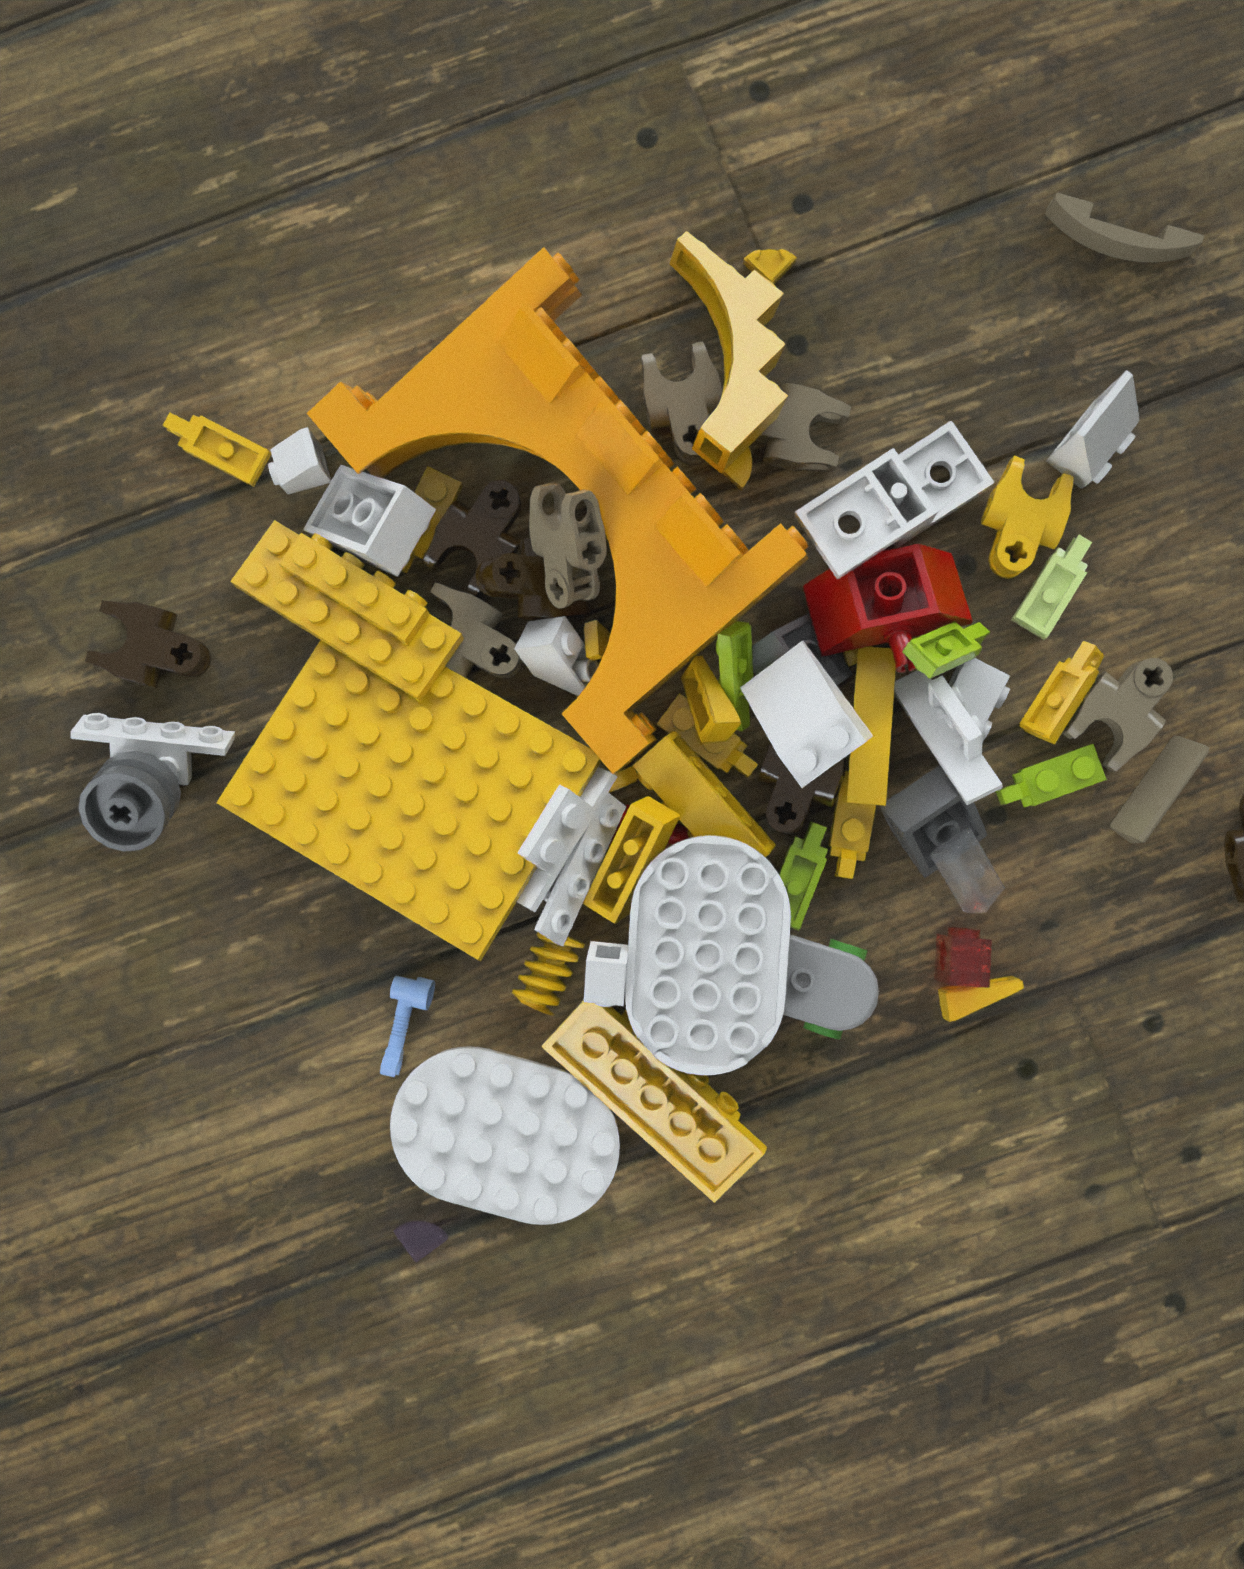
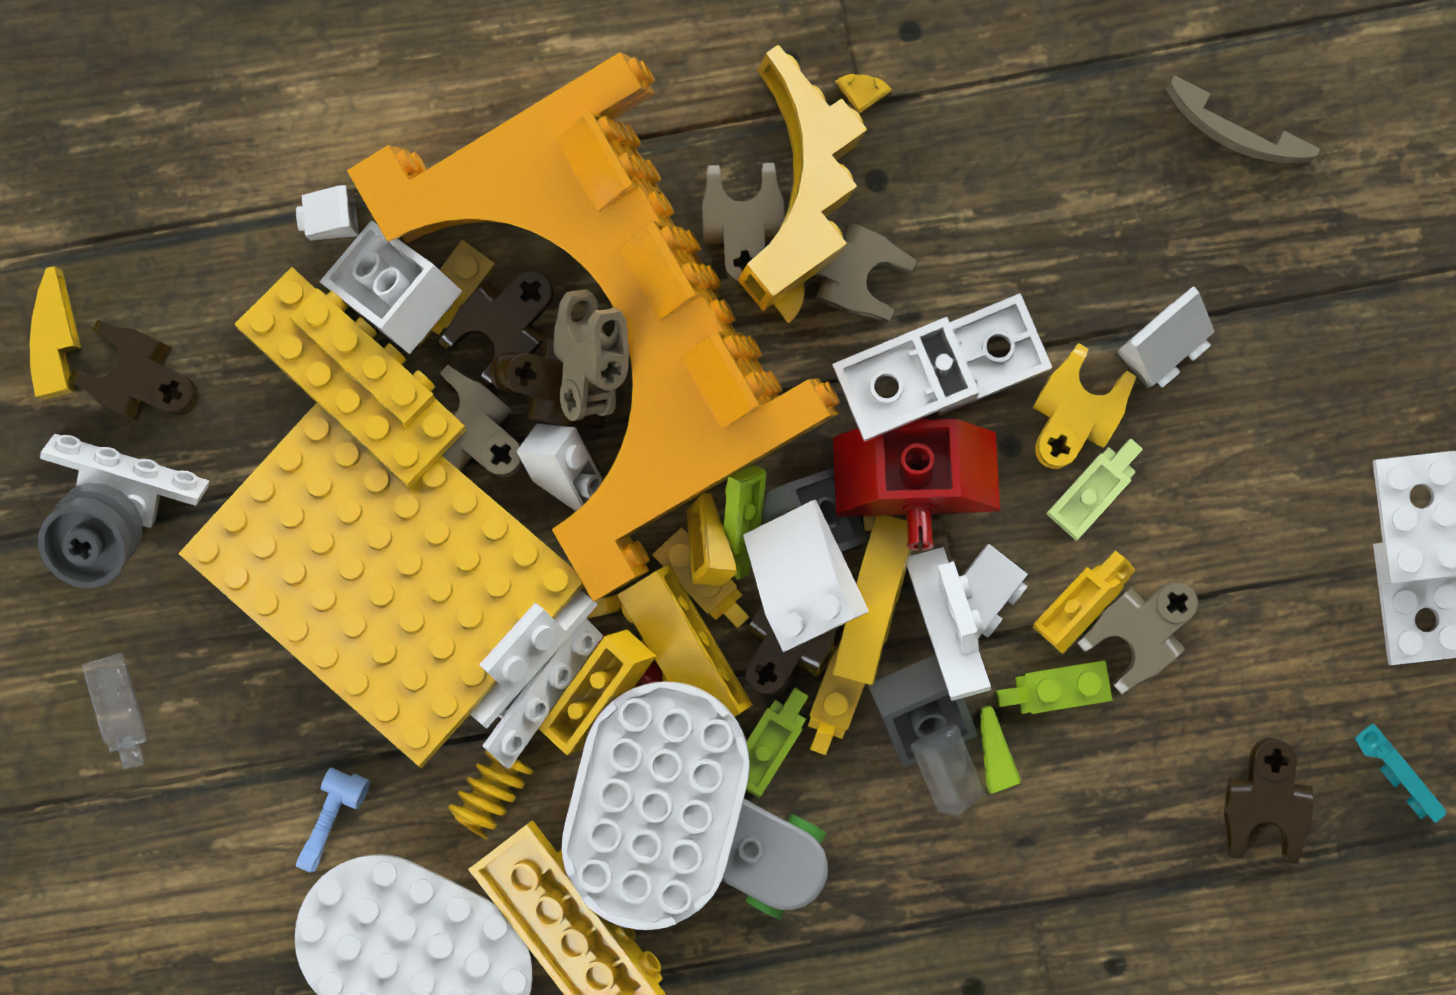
camera: 20 degrees right, 0 degrees up
(63, 624) = (52, 337): none -> yellow slope
(186, 957) = (116, 707): none -> clear hinge
(219, 447) = (248, 180): yellow hinge -> none
(595, 640) = (603, 456): yellow tile -> none
(606, 974) = (547, 805): white slope -> none
(945, 648) = (963, 533): lime hinge -> none
(963, 958) = (922, 858): clear red brick -> none
(963, 1000) = (921, 901): yellow slope -> none
(1013, 855) = (998, 762): none -> lime slope
(1159, 789) = (1165, 720): dark tan slope -> none

